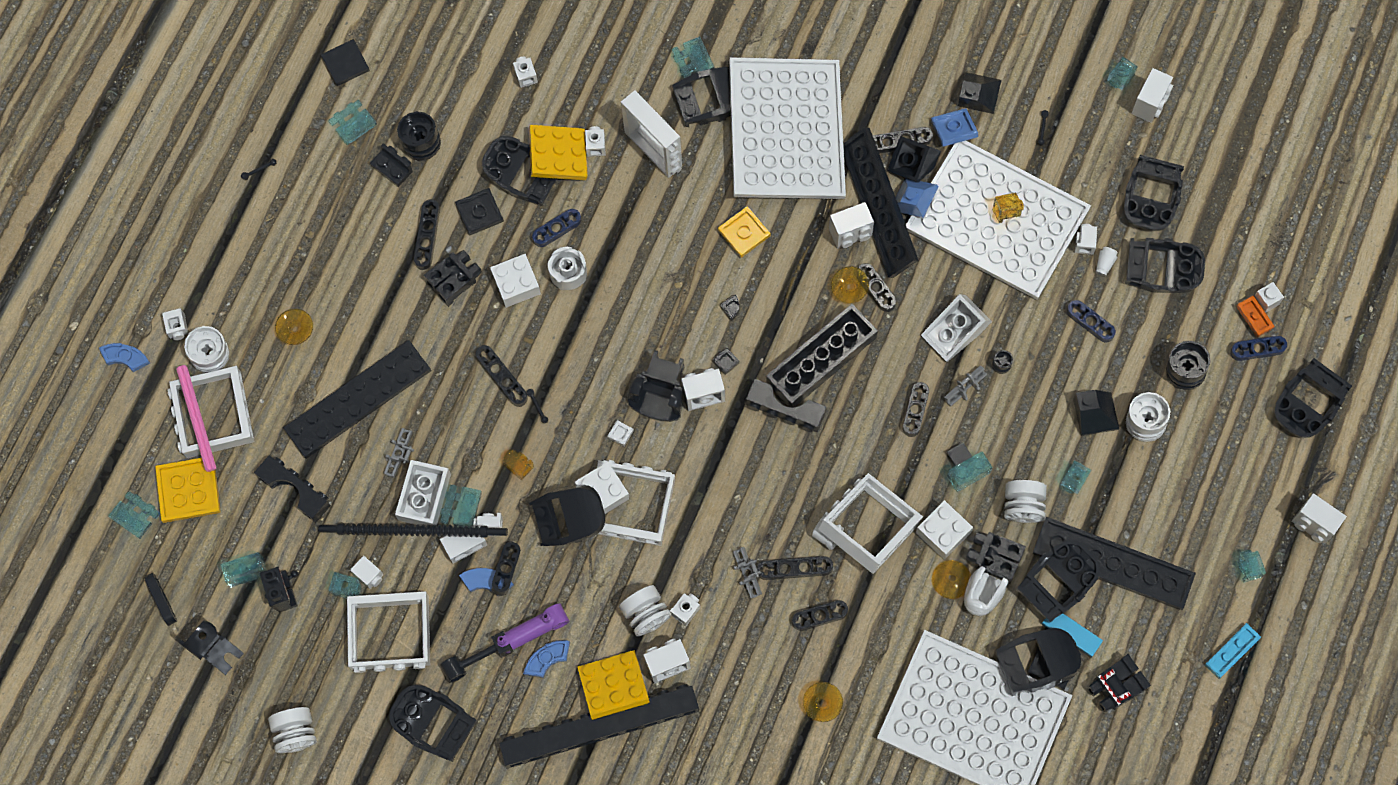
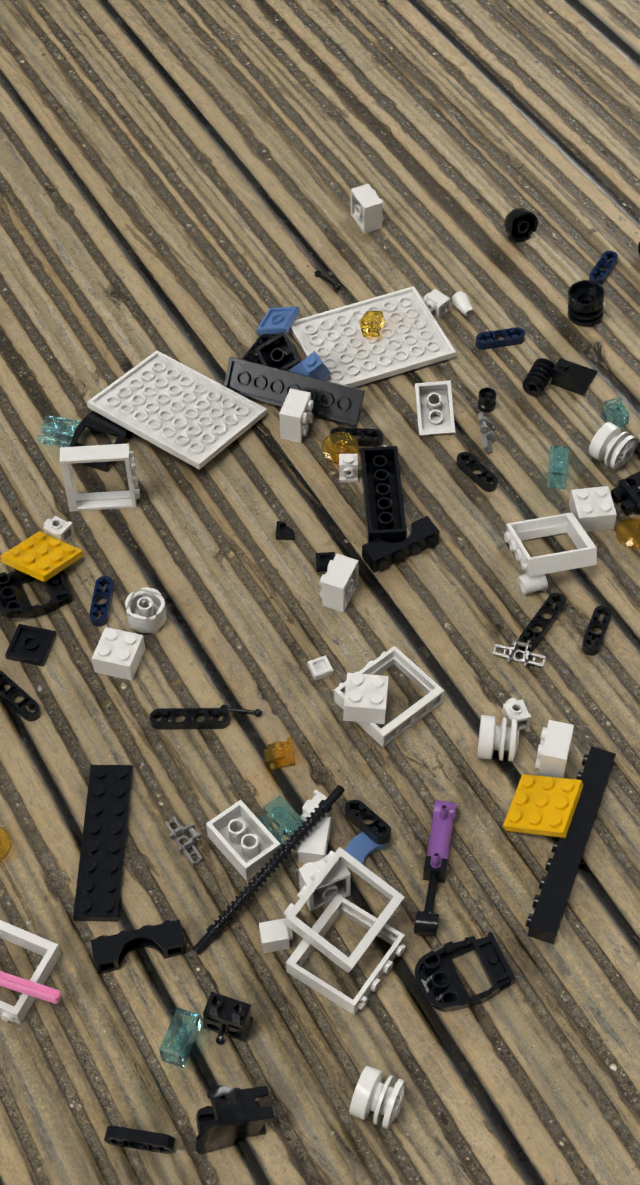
camera: 55 degrees left, 20 degrees down
(131, 520) = (34, 1114): clear light blue plate -> none
(186, 490) = (53, 1041): yellow plate -> none
(337, 582) = (270, 969): clear light blue brick -> none
(429, 575) = (334, 883): none -> white brick
(441, 604) = (318, 941): none -> white window
(452, 276) = (71, 689): black hips -> none
(545, 657) = (473, 846): medium blue tile -> none
(581, 511) = (375, 716): black slope -> none
(660, 394) = (307, 618): black piece -> none
(744, 232) = (231, 485): yellow plate -> none
(832, 306) = (348, 467): none -> white brick
(959, 454) = (538, 468): black tile -> none
(979, 93) = (264, 296): black slope -> none
(1064, 384) = (538, 377): none -> black piece
(1122, 73) = (332, 217): clear light blue brick -> none
(1147, 212) = (445, 265): black slope -> none
(1150, 407) = (606, 344): white wheel -> none
(1183, 265) = (503, 267): black slope -> none
(1248, 239) = (520, 224): none -> black cylinder
(1255, 316) = (578, 256): orange plate -> none
(1269, 297) = (571, 240): white brick -> none

